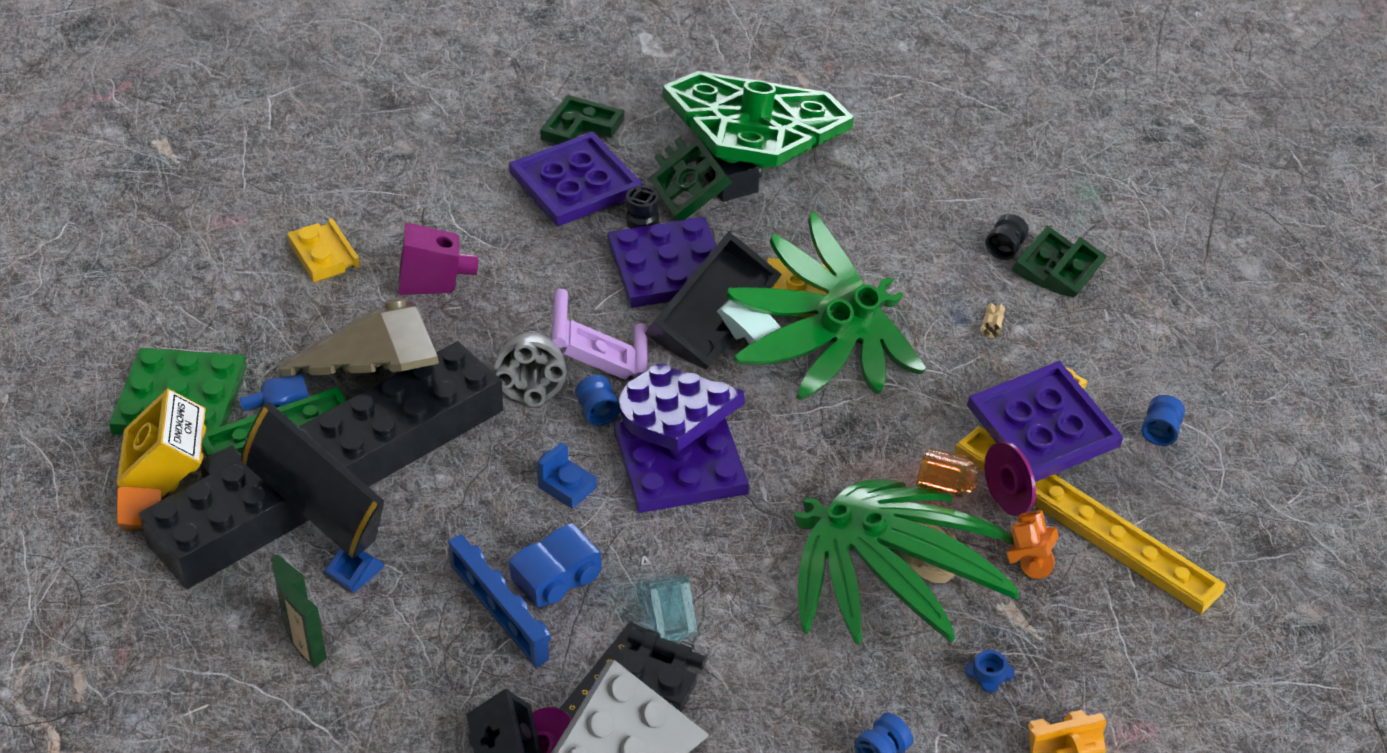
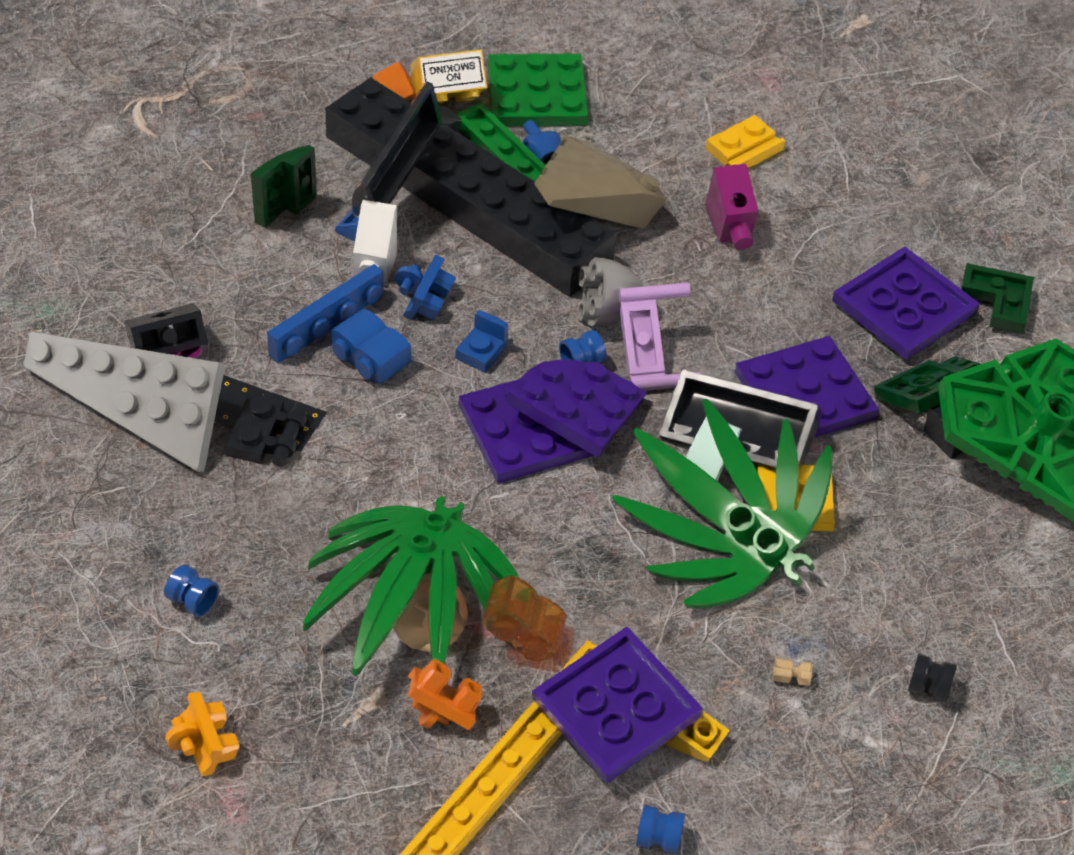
camera: 80 degrees right, 5 degrees up
(411, 539) = (376, 237): none -> white slope
(479, 513) = (412, 281): none -> blue hips
(642, 206) = (871, 356): black wheel -> none
(669, 605) = (341, 427): clear light blue slope -> none
(993, 662) = (286, 667): blue plate -> none
(1010, 478) = (525, 673): magenta dish -> none
(1058, 263) = (912, 736): dark green slope -> none

